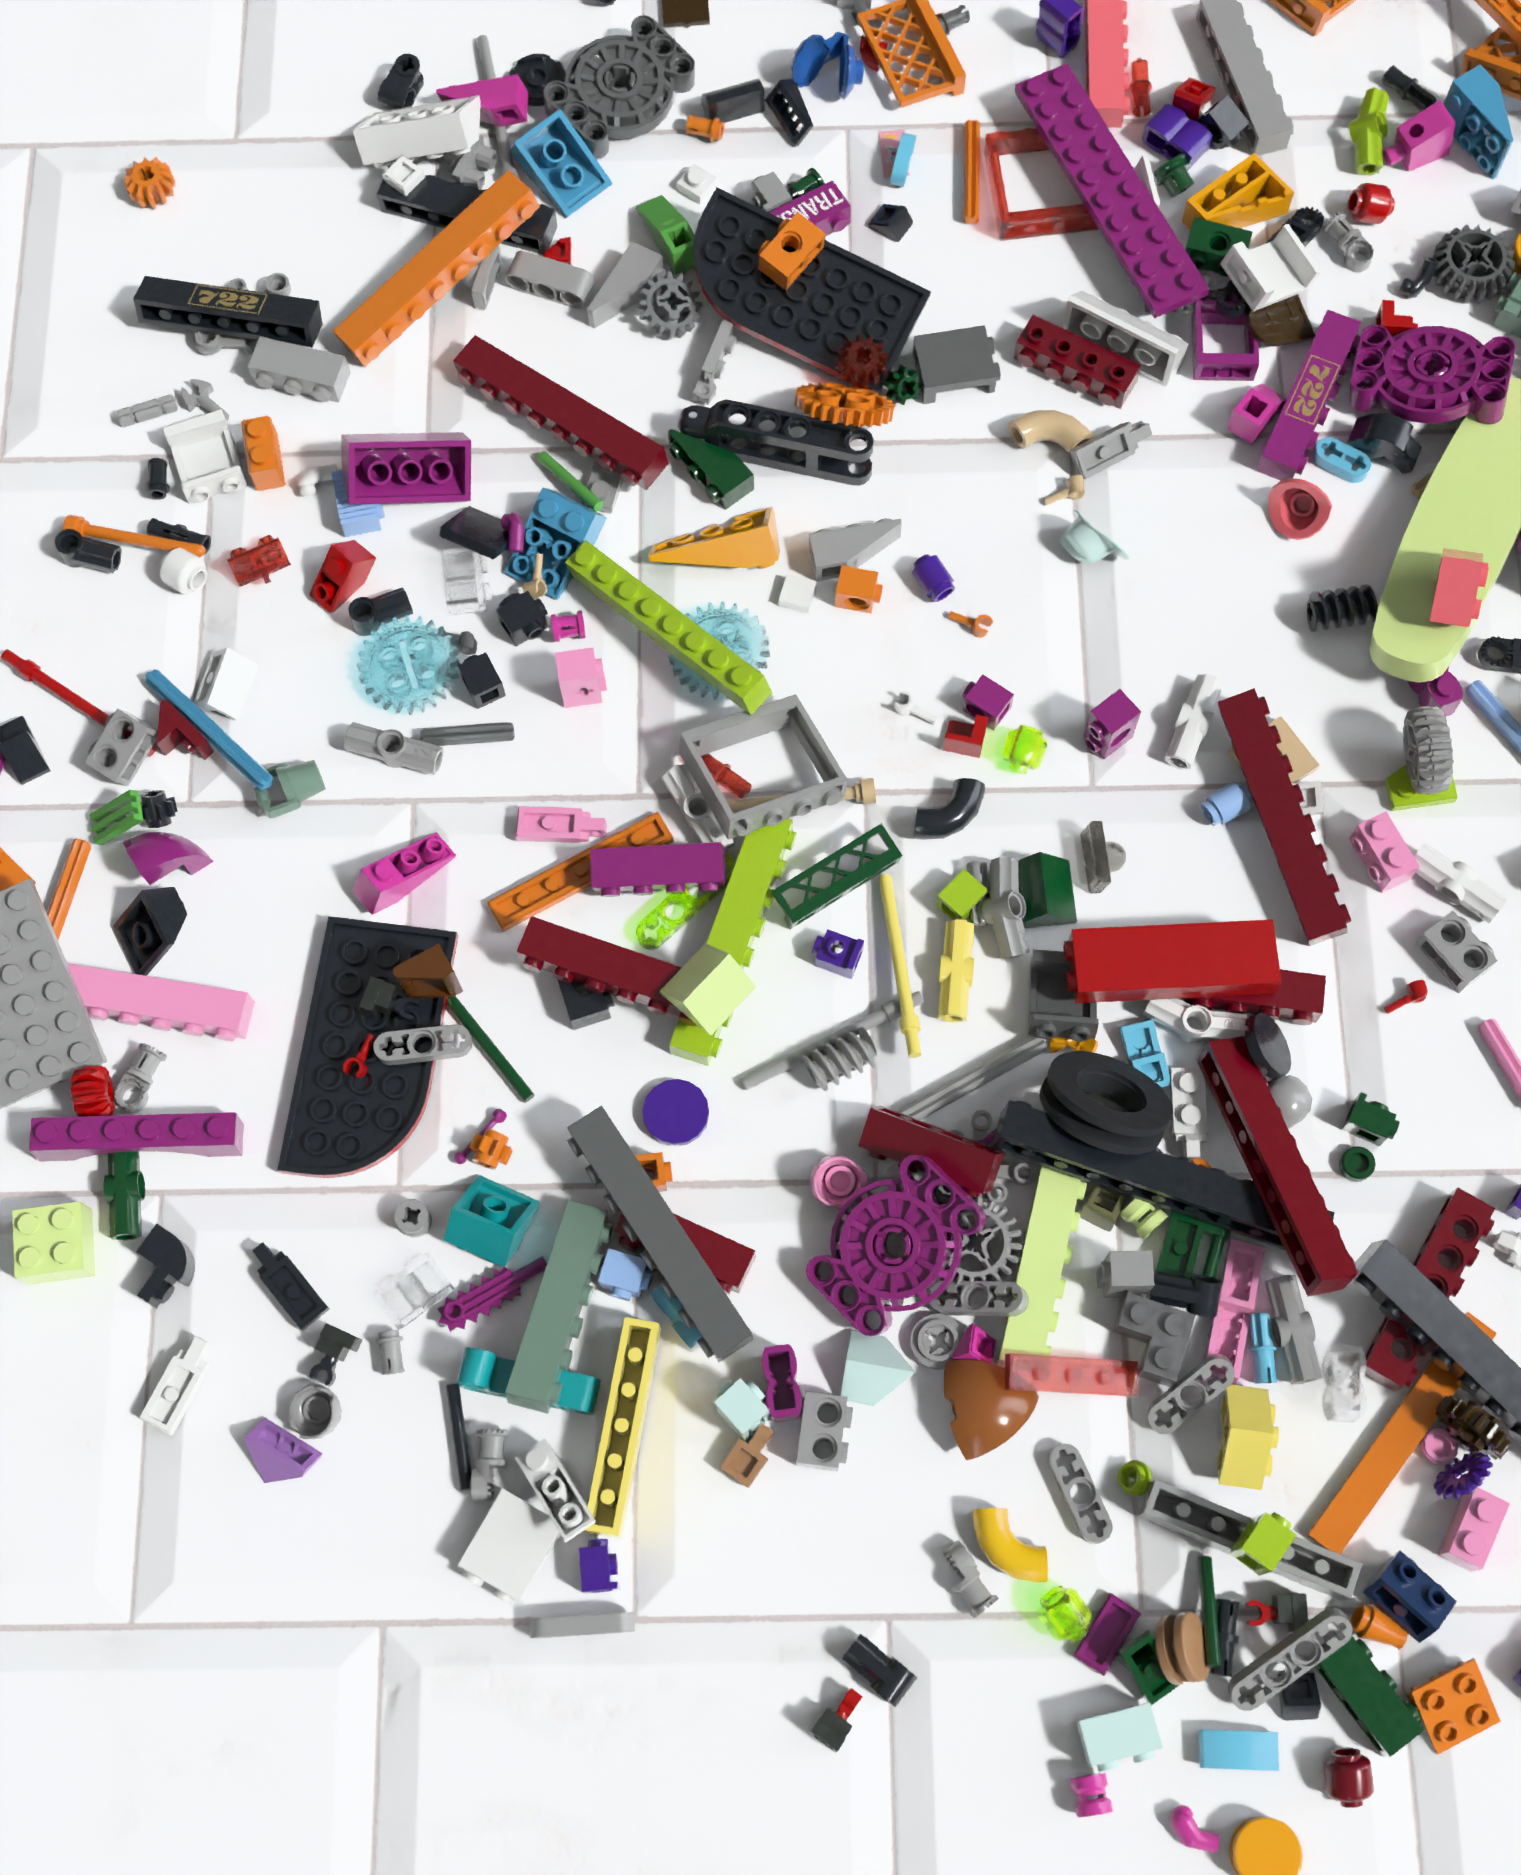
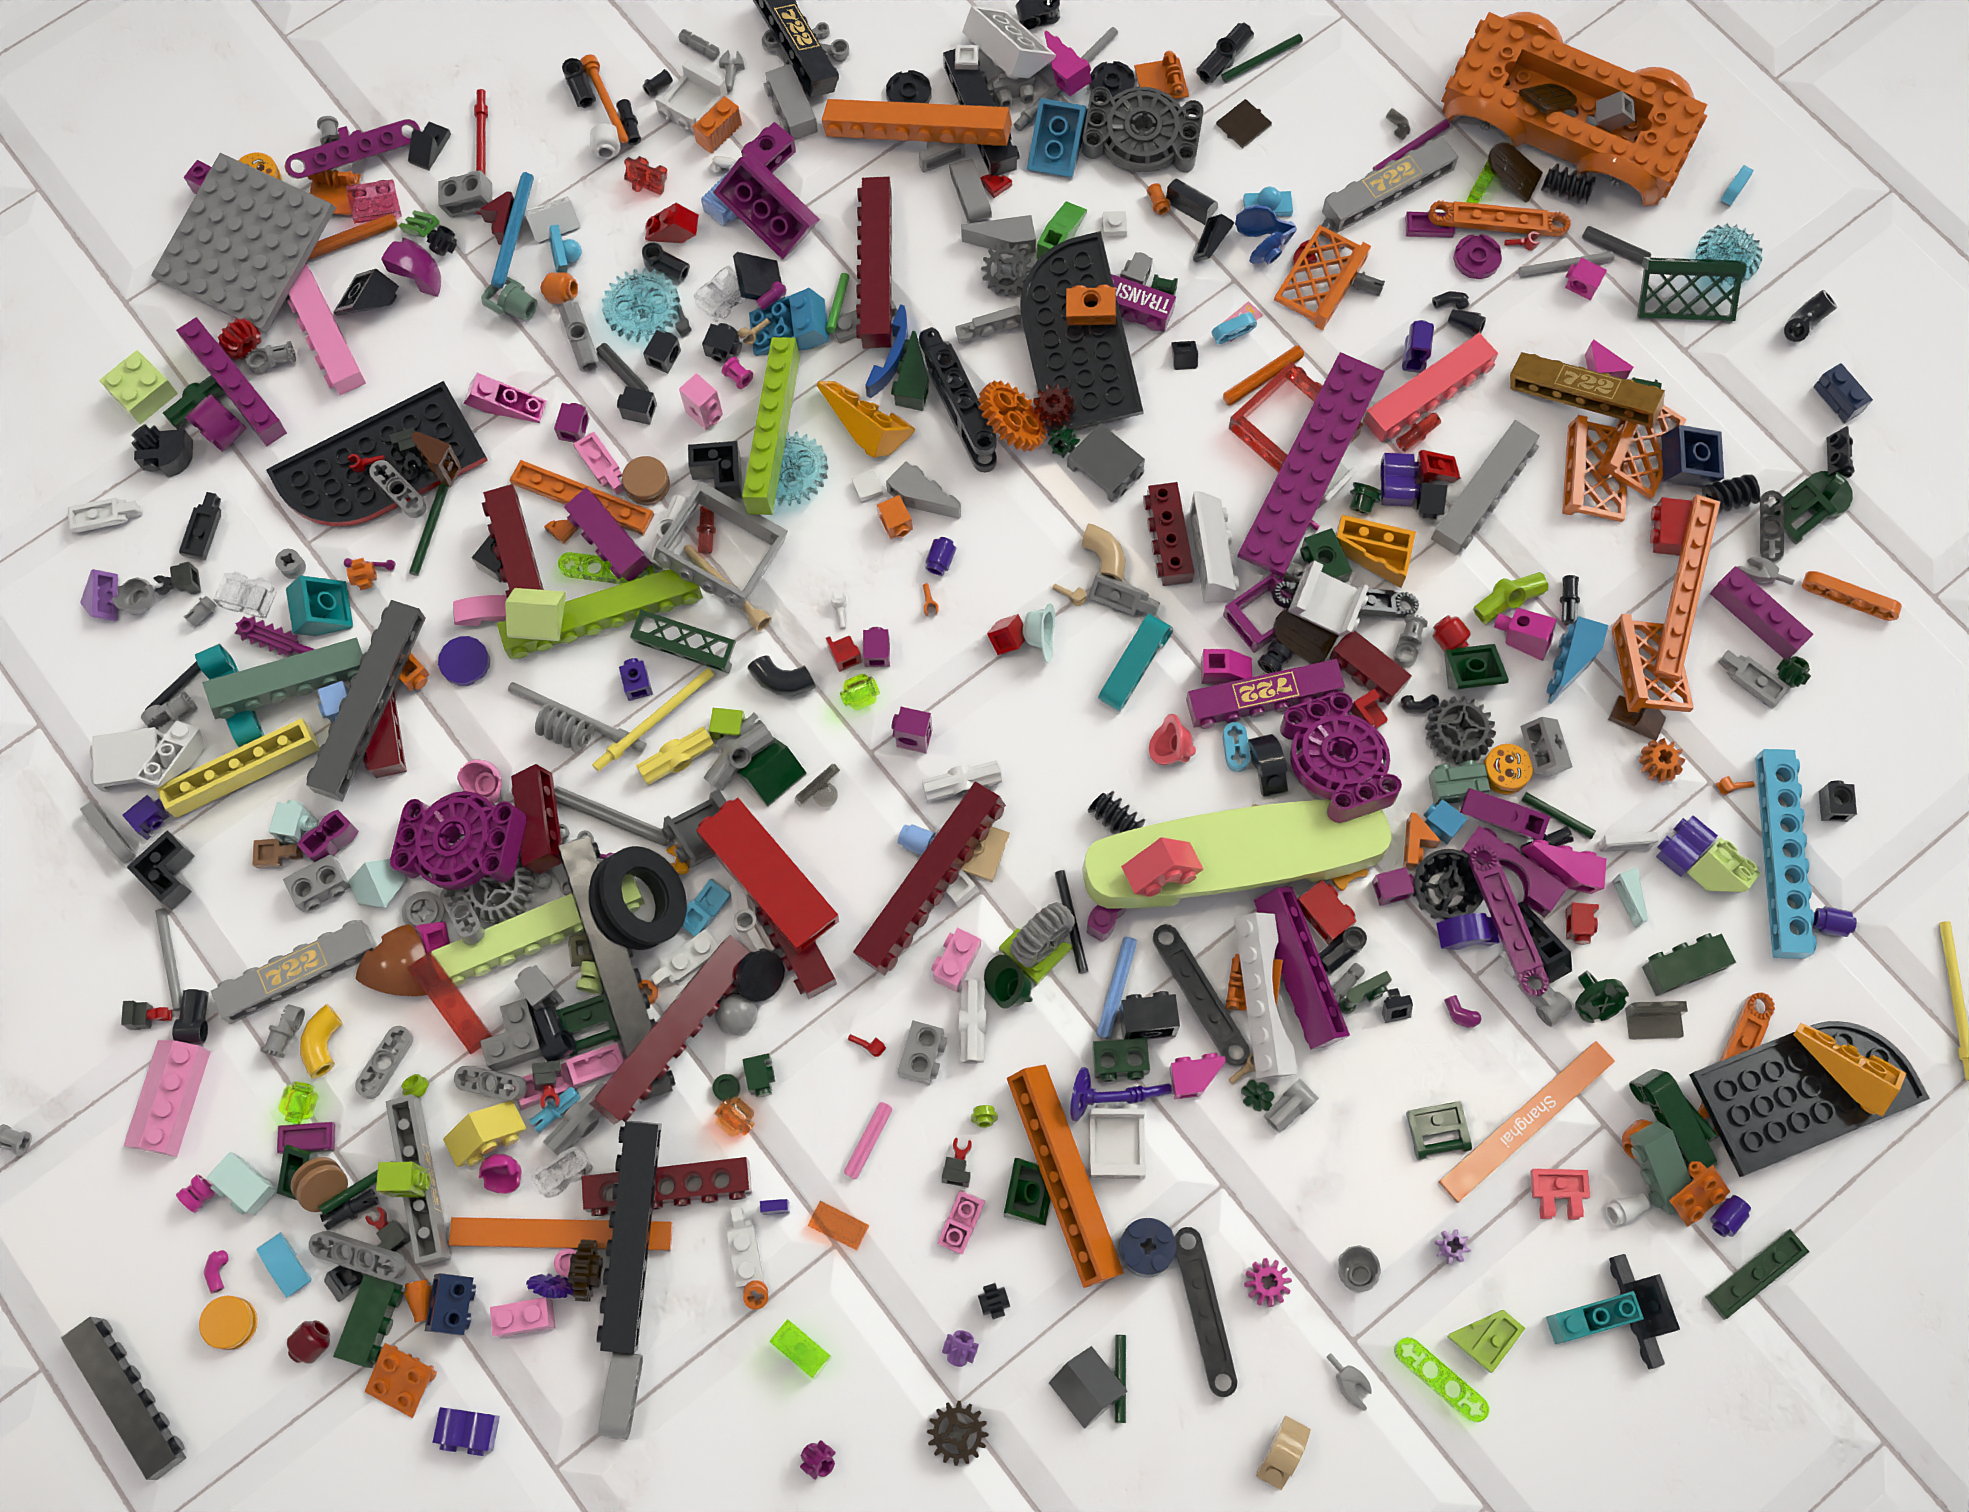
camera: 50 degrees right, 0 degrees up
(42, 848) = (373, 200): none -> clear pink bracket
(128, 1274) = (146, 438): none -> black gear
(177, 1182) = (216, 422): none -> magenta brick
(276, 700) = (563, 251): none -> medium azure tile
(318, 730) = (559, 287): none -> orange head
(331, 412) = (777, 140): none -> magenta brick
(380, 257) = (909, 88): none -> black tile
(489, 821) = (571, 422): none -> magenta brick
(523, 745) = (637, 405): none -> black brick
(573, 31) = (1163, 75): none -> orange hinge
(601, 915) = (561, 529): none -> orange tile
(617, 794) = (645, 480): none -> medium nougat head
(631, 1055) = (479, 608): none -> bright pink slope
(662, 706) = (719, 462): none -> black brick
(676, 1596) = (158, 868): none -> black brick
(678, 470) = (881, 376): none -> blue slope
(787, 1653) = (169, 958): none -> light grey bar
(788, 39) = (1278, 201): none -> medium azure tile
(908, 1521) = (293, 972): none -> light grey brick
(951, 1761) = (167, 1097): none -> bright pink slope
(1068, 574) = (1007, 634): none -> red panel
(1192, 478) = (1135, 661): none -> teal beam
(1229, 1330) = (545, 1078): none -> pearl dark grey piece
(1278, 361) = (1274, 658): none -> black wheel
(1299, 1448) = (500, 1173): none -> dark pink hair
(1352, 290) = (1370, 666): none -> dark red brick
(1398, 719) = (1074, 933): none -> black bar
(1399, 1174) = (734, 1117): none -> clear orange head
(1423, 207) = (1474, 667): none -> dark green slope
(1440, 822) = (1007, 982): none -> dark green piece

